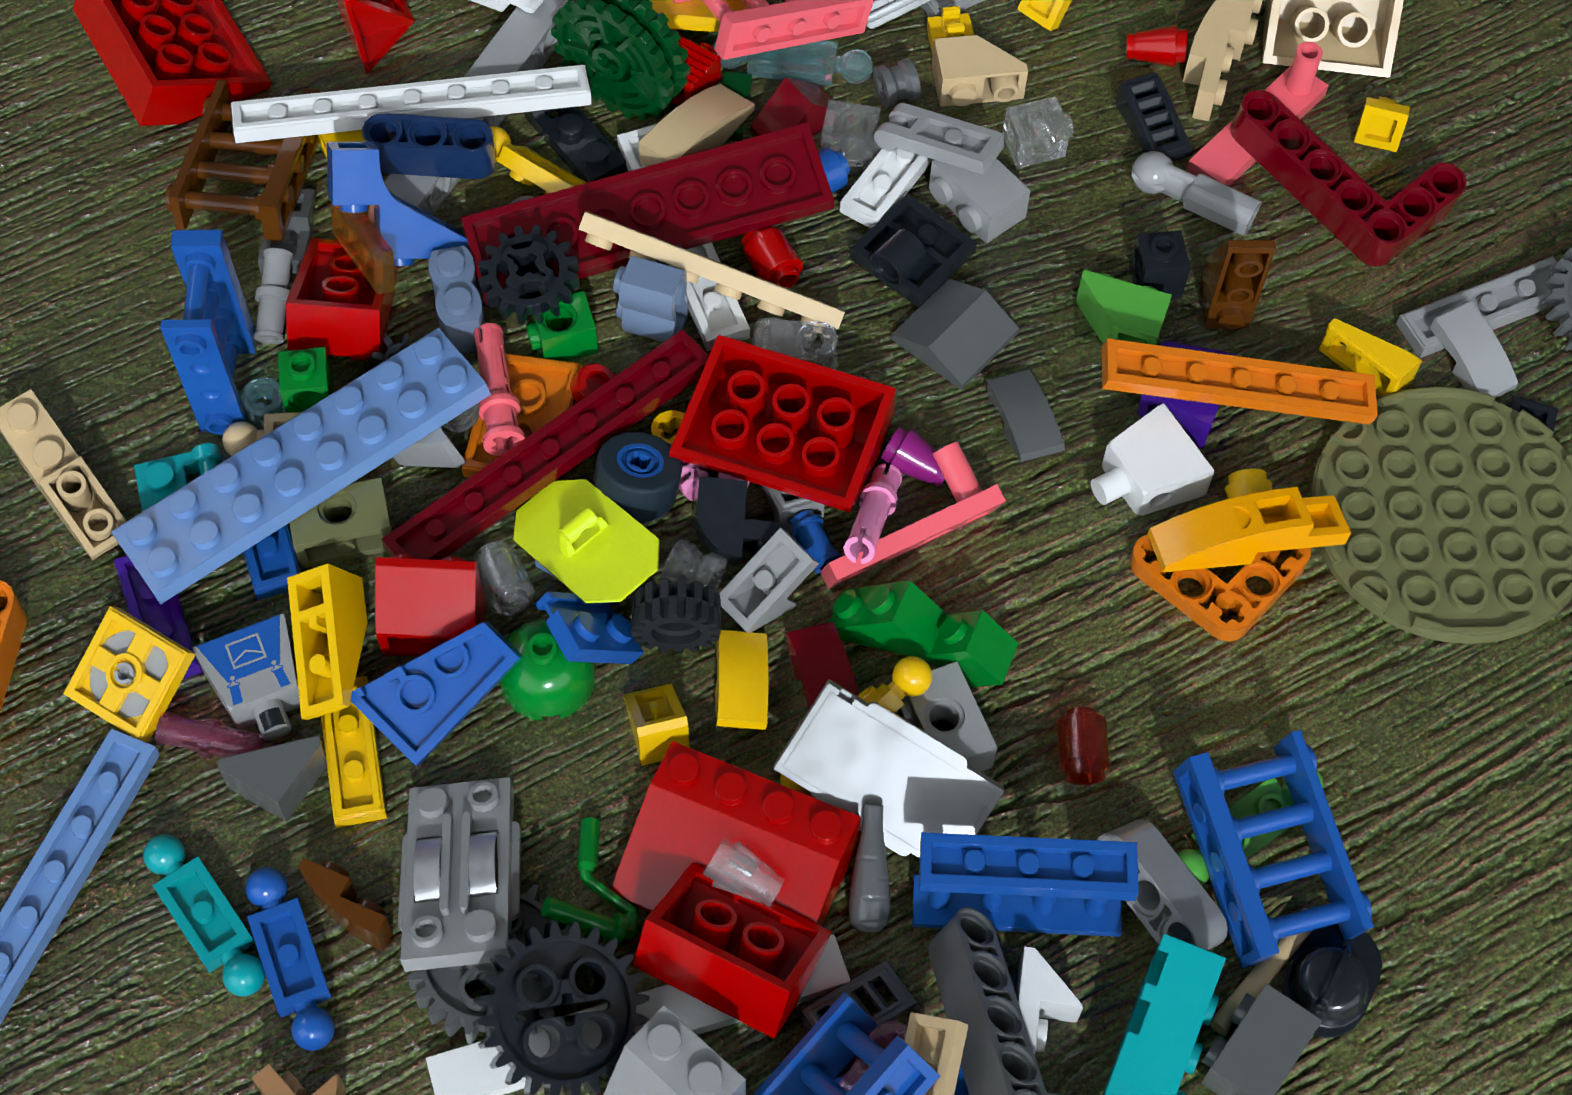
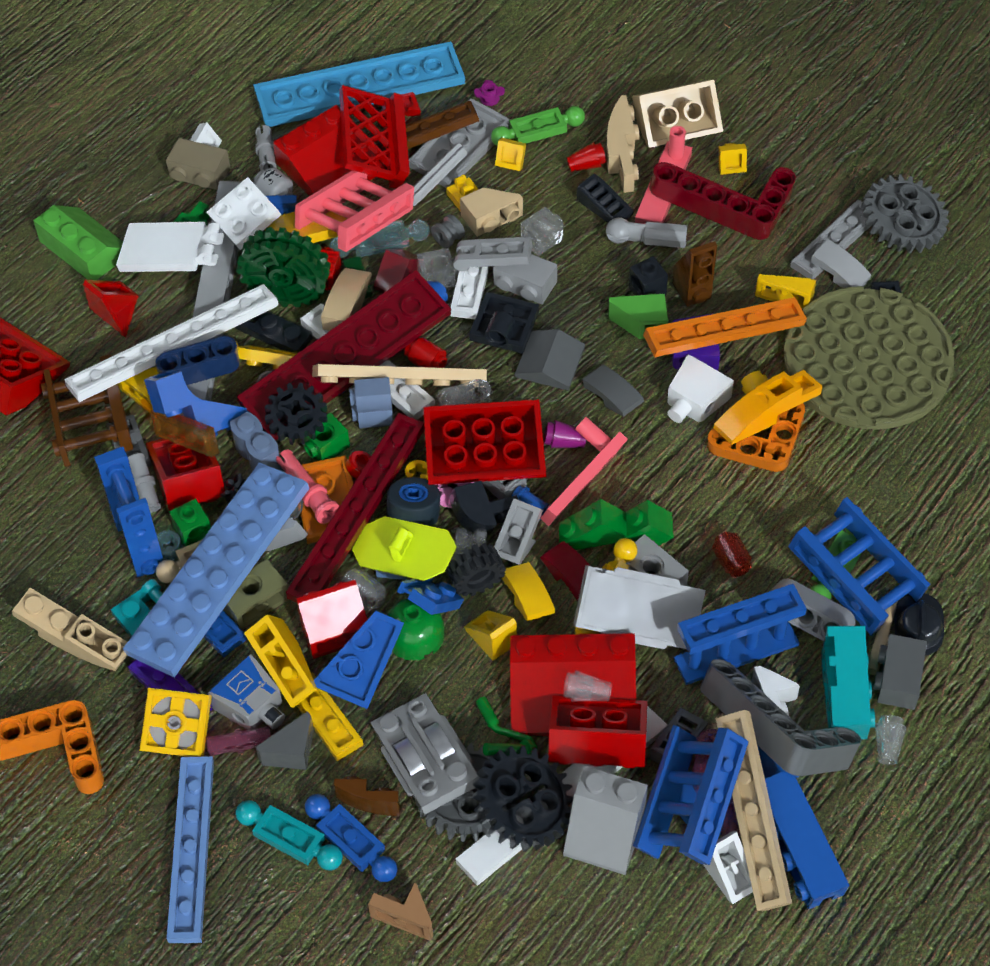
camera: 20 degrees left, 5 degrees down
(870, 878) = (653, 667): dark grey piece -> none
(876, 504) = (557, 468): bright pink pin -> none

